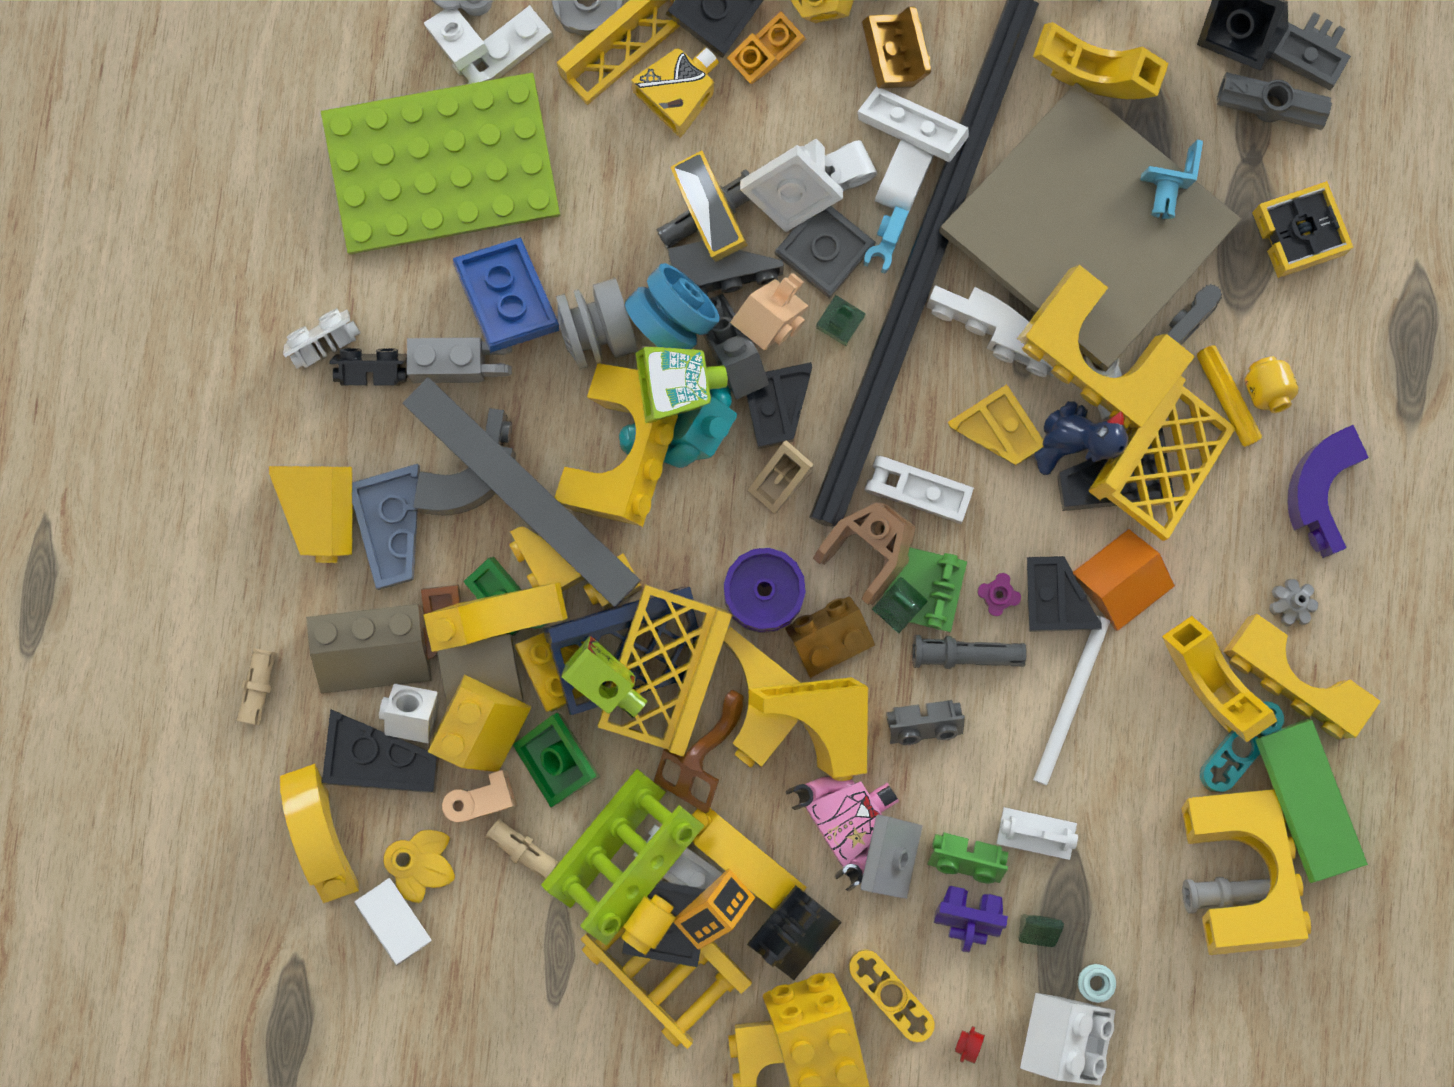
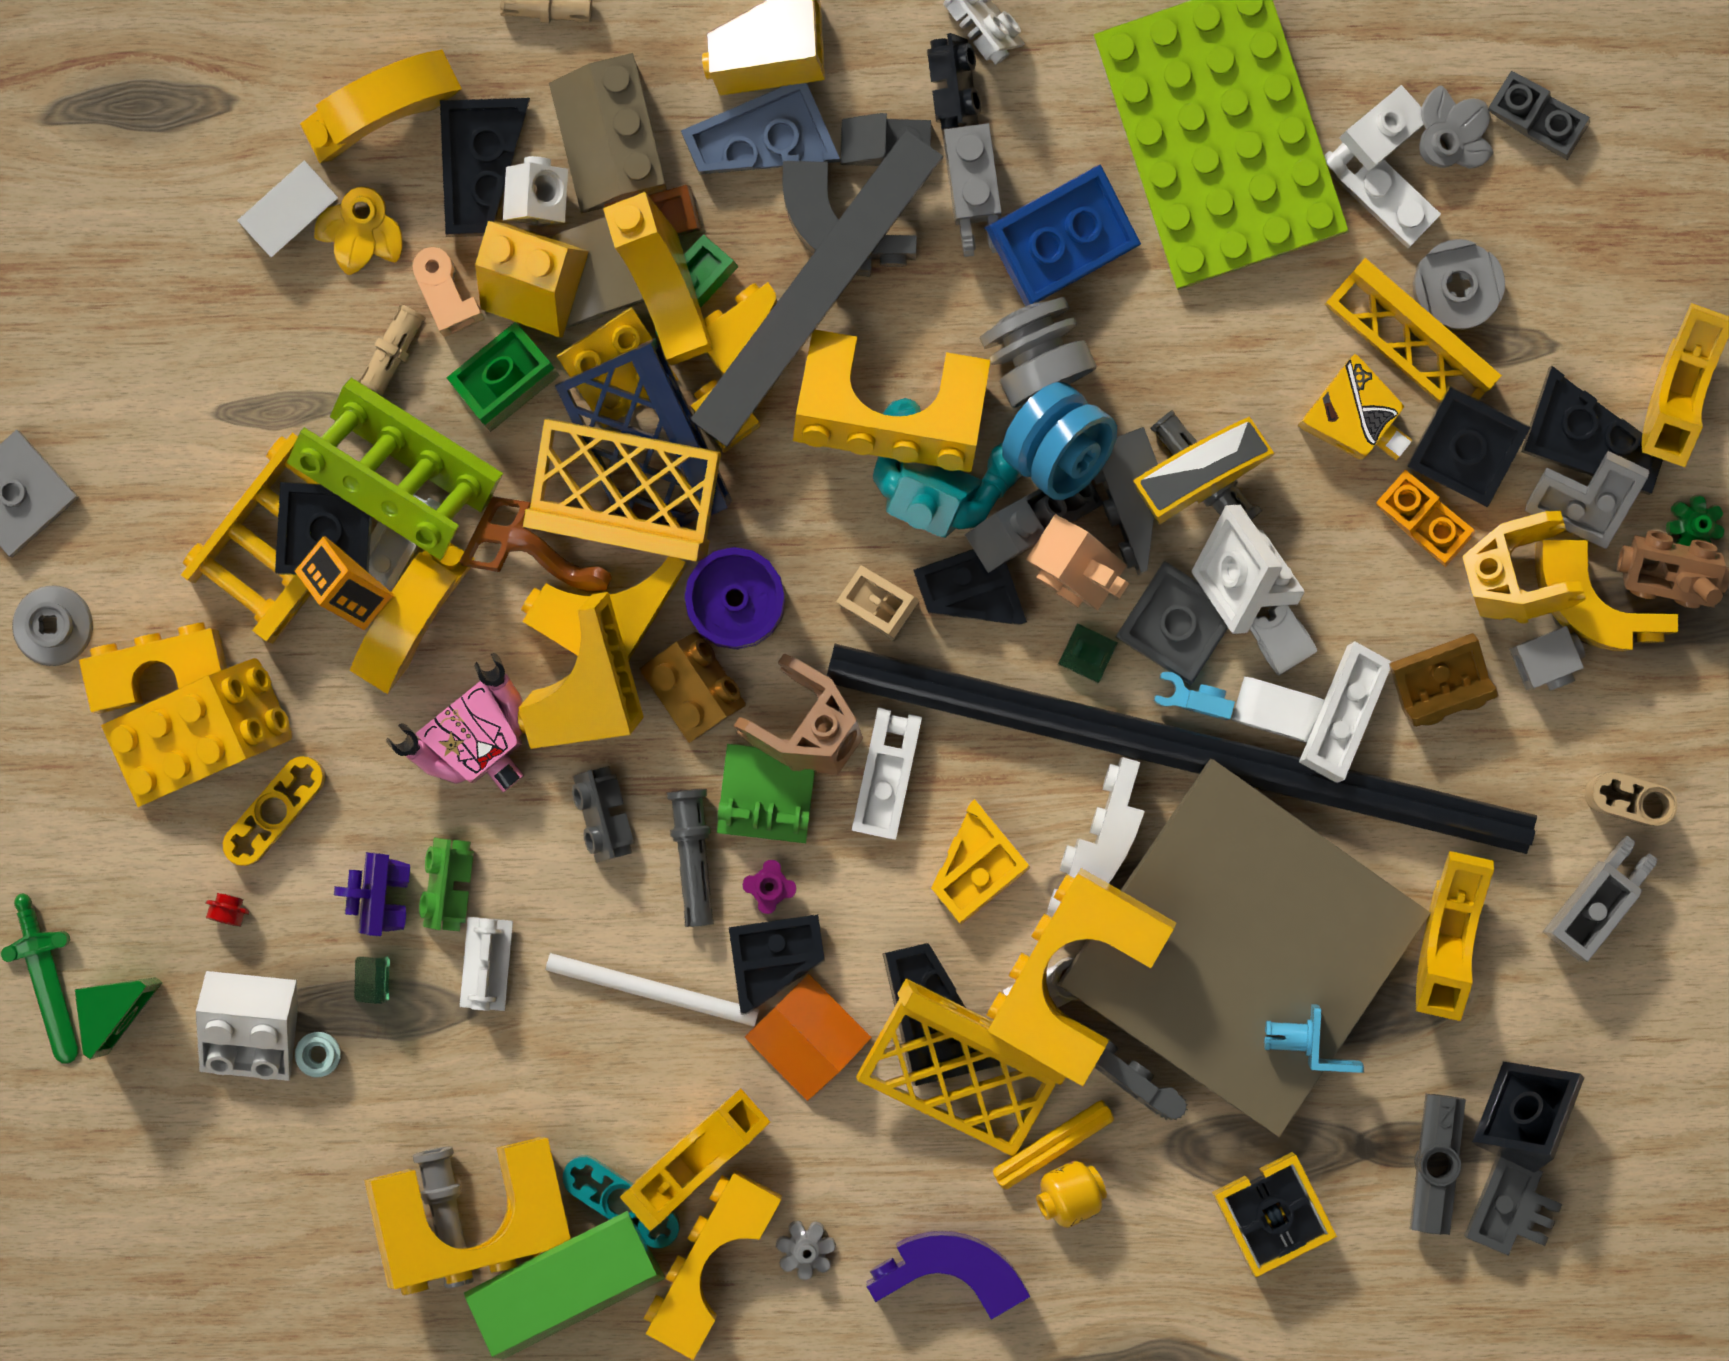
camera: 80 degrees right, 5 degrees up
(405, 434) = (871, 137): none -> dark grey slope
(593, 666) = (598, 415): lime torso -> none
(648, 924) = (316, 507): yellow brick -> none
(675, 381) = (965, 456): torso -> none
(794, 933) = (331, 685): black hinge -> none
(891, 856) = (434, 789): light grey plate -> none
(900, 604) = (741, 767): clear green slope -> none
(1071, 432) = (975, 953): dark blue animal -> none

